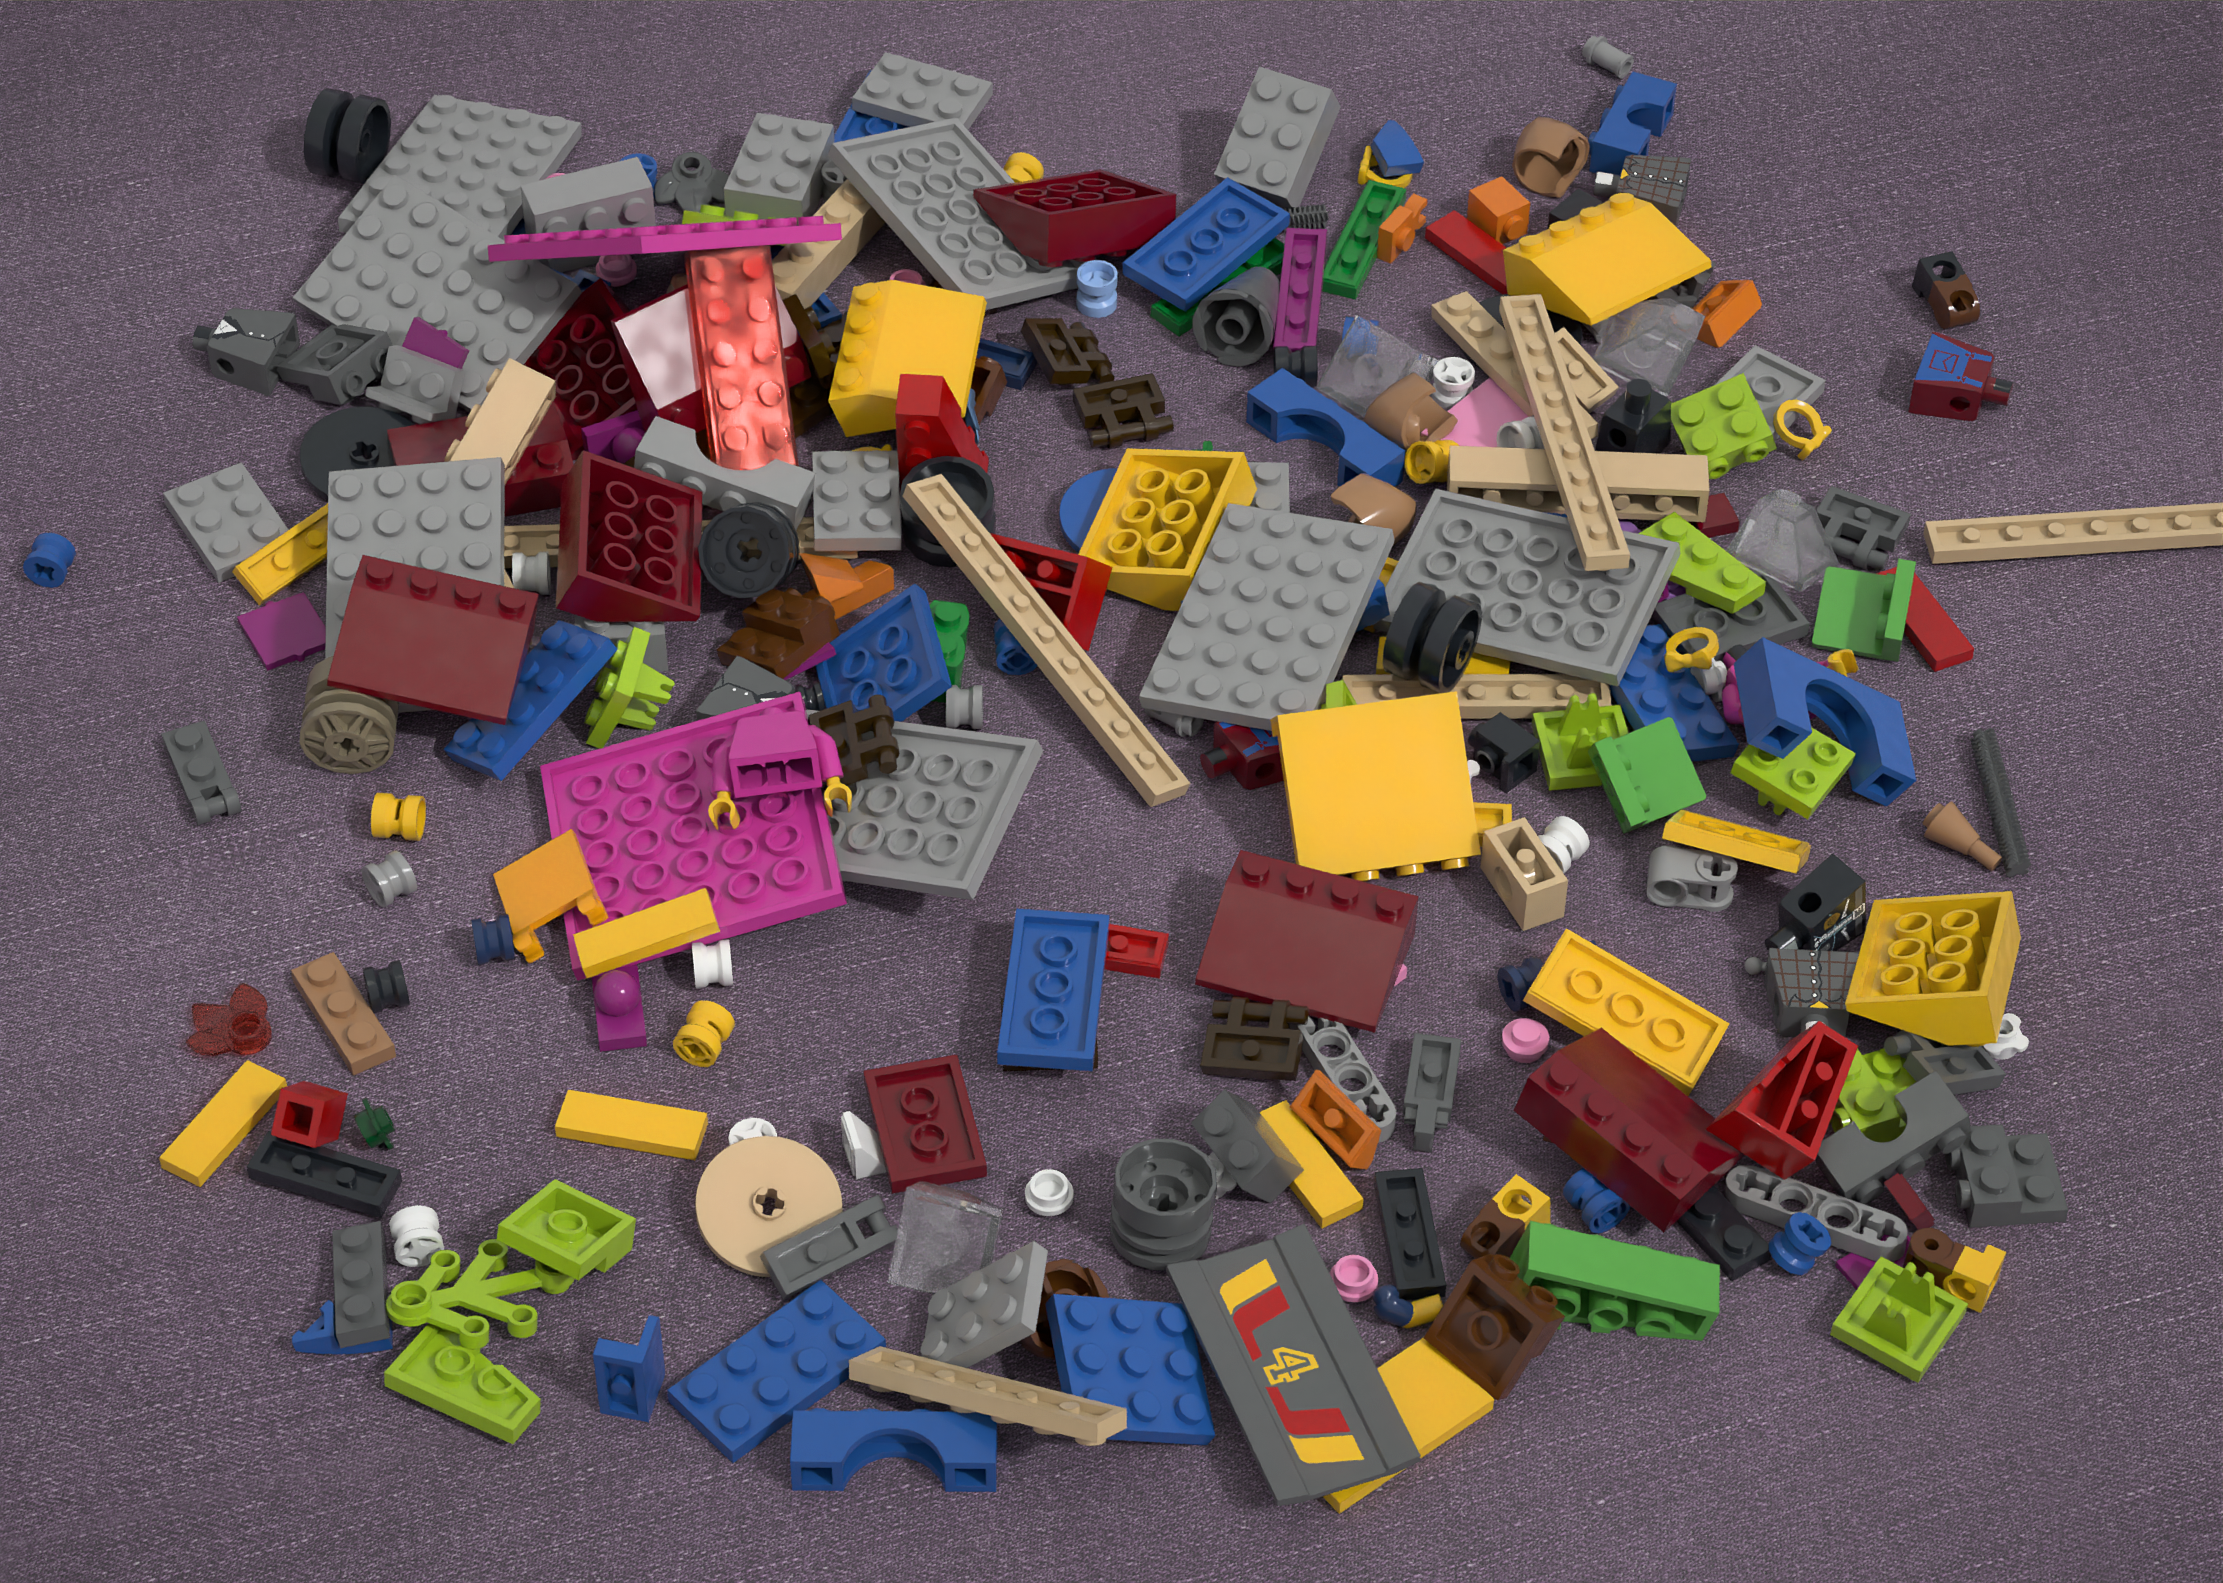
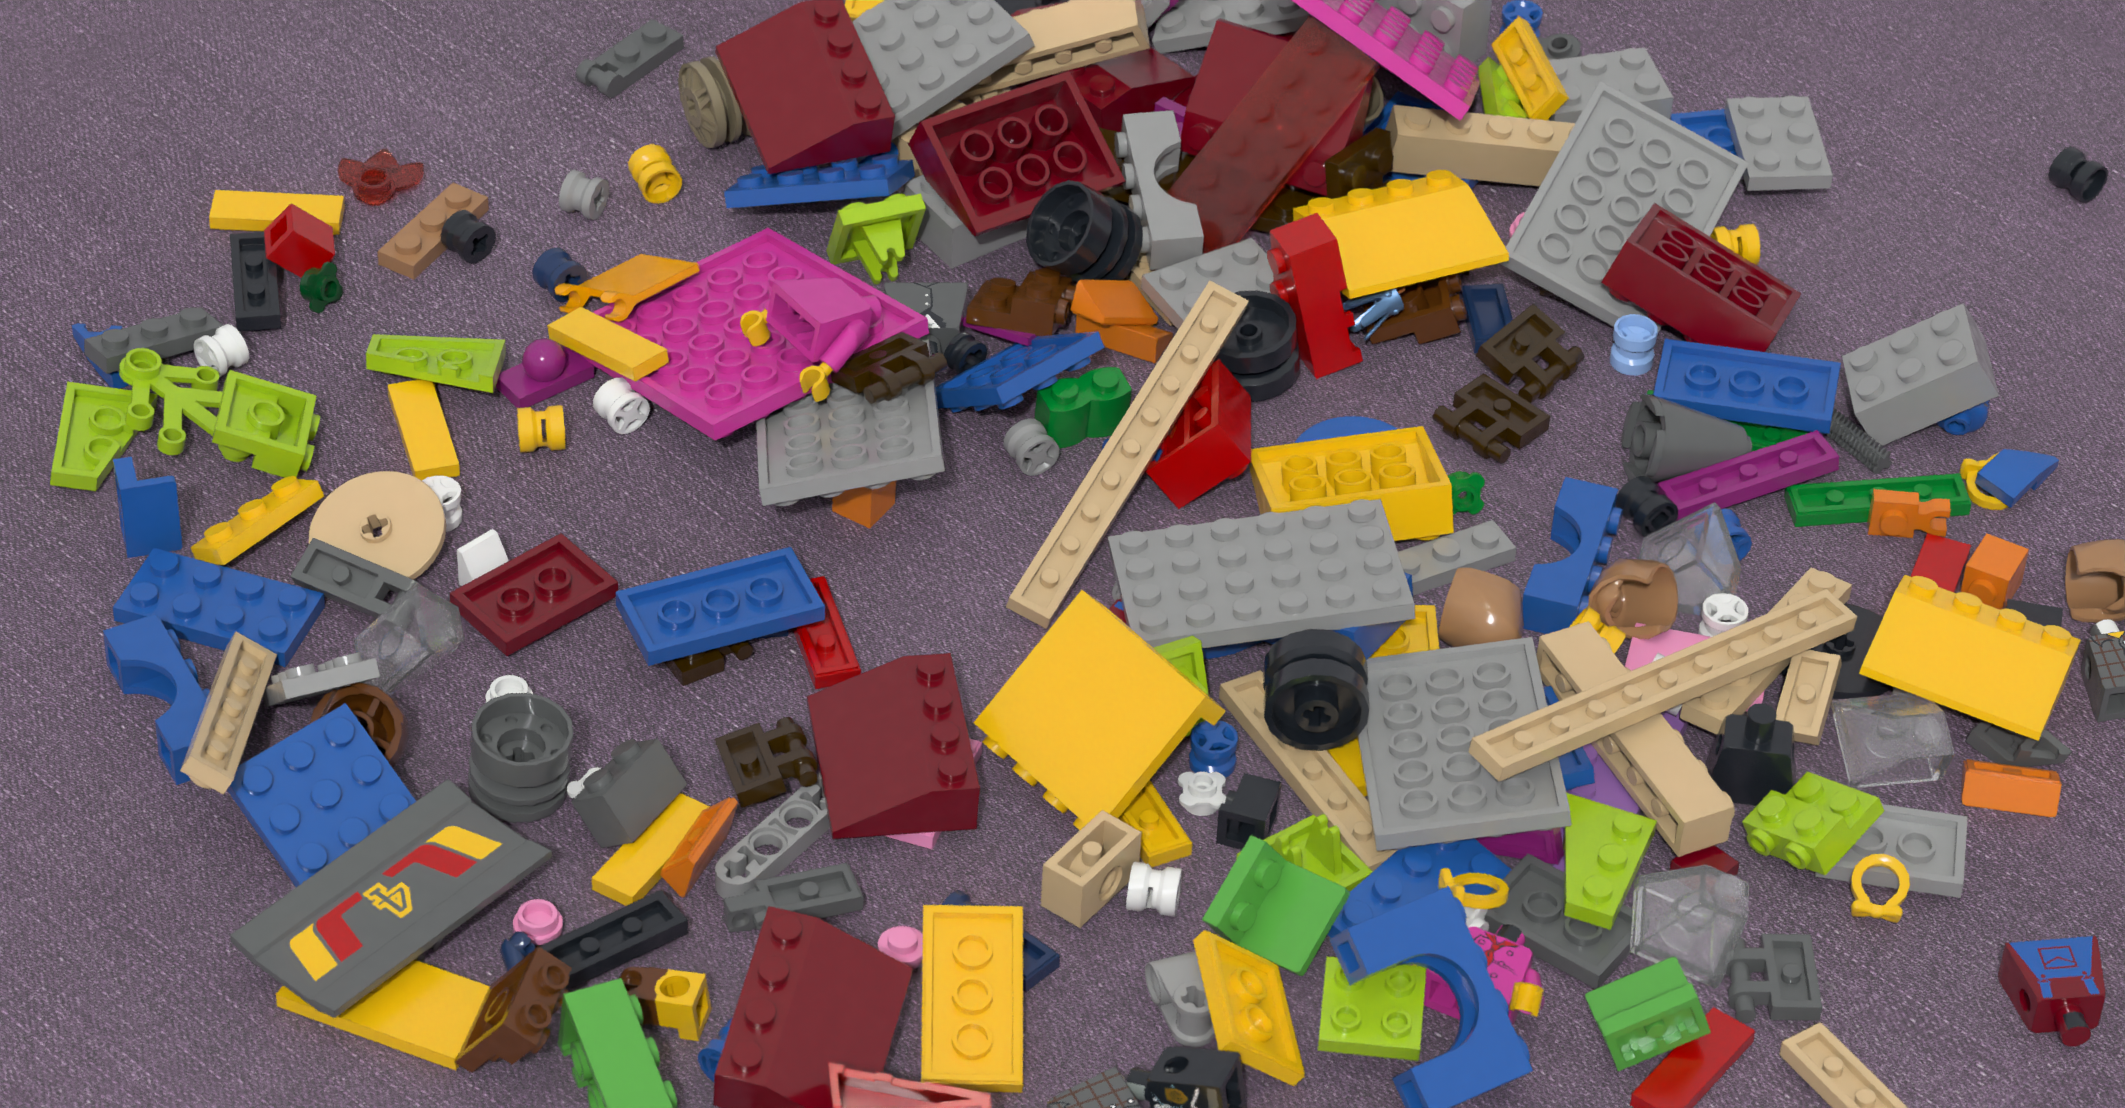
camera: 60 degrees right, 5 degrees down
(554, 1070) = (443, 360): none -> lime wing
(685, 1295) = (257, 520): none -> yellow plate
(739, 190) = (1529, 70): none -> yellow tile

